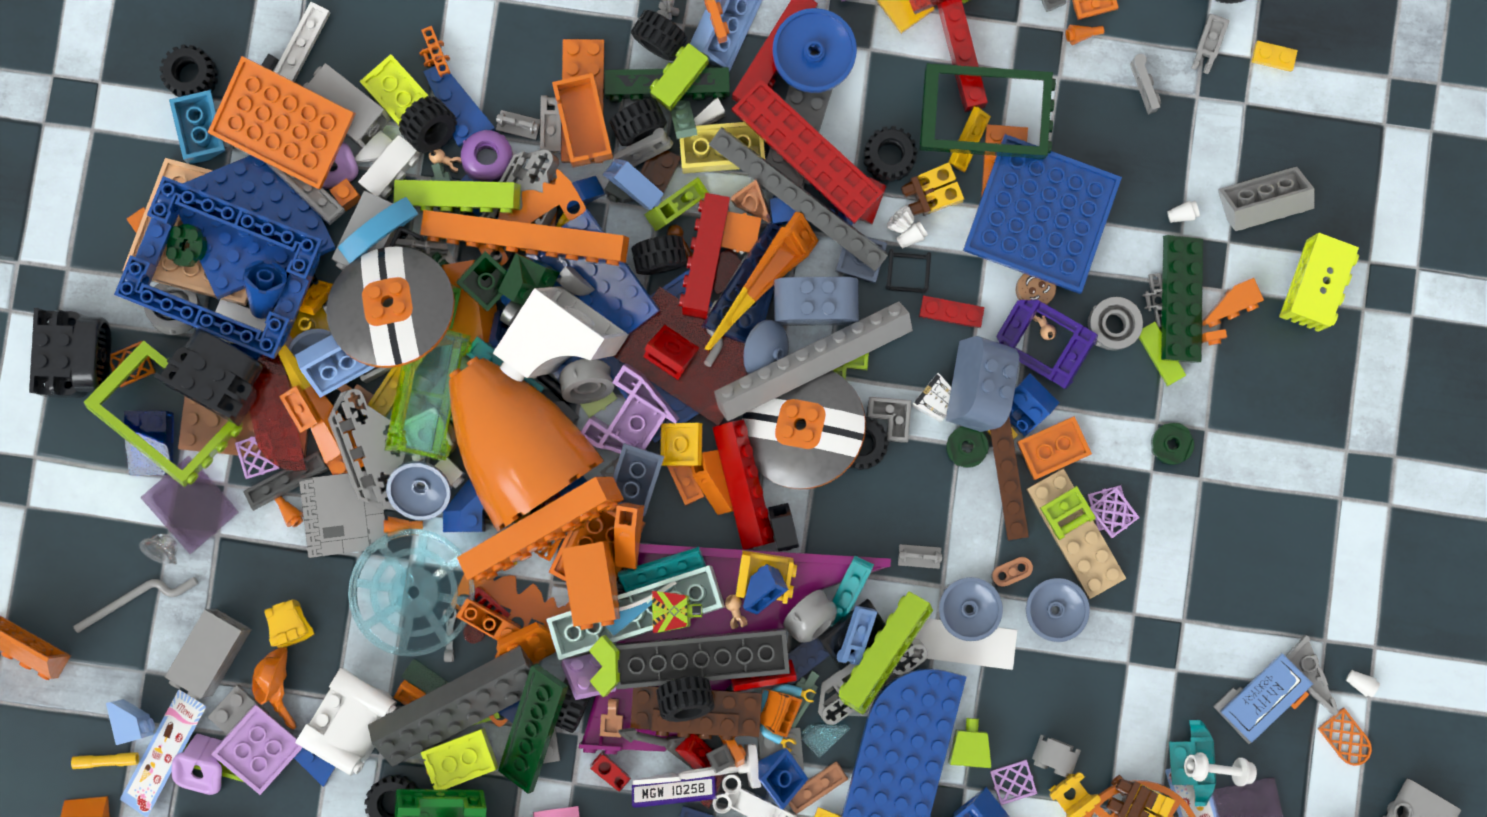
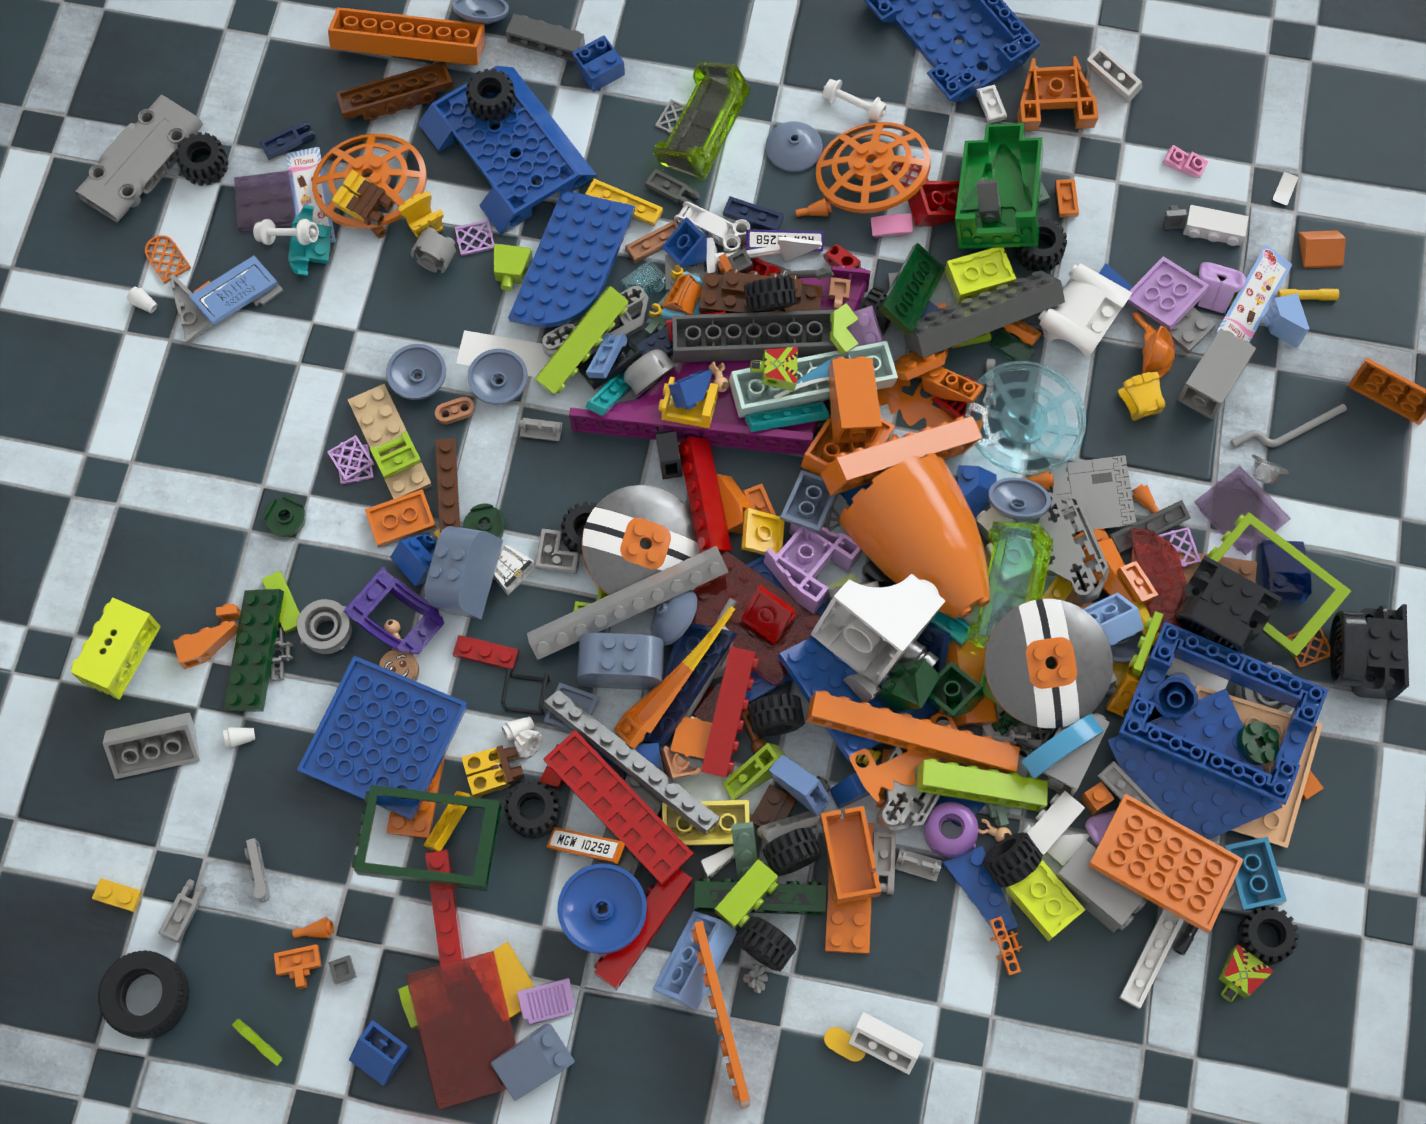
camera: 170 degrees left, 15 degrees down
(214, 37) = (1242, 974): none -> torso
(292, 341) = (1146, 643): none -> lime plate
(627, 534) = (817, 445): orange slope -> none
(835, 117) = (585, 845): none -> tile

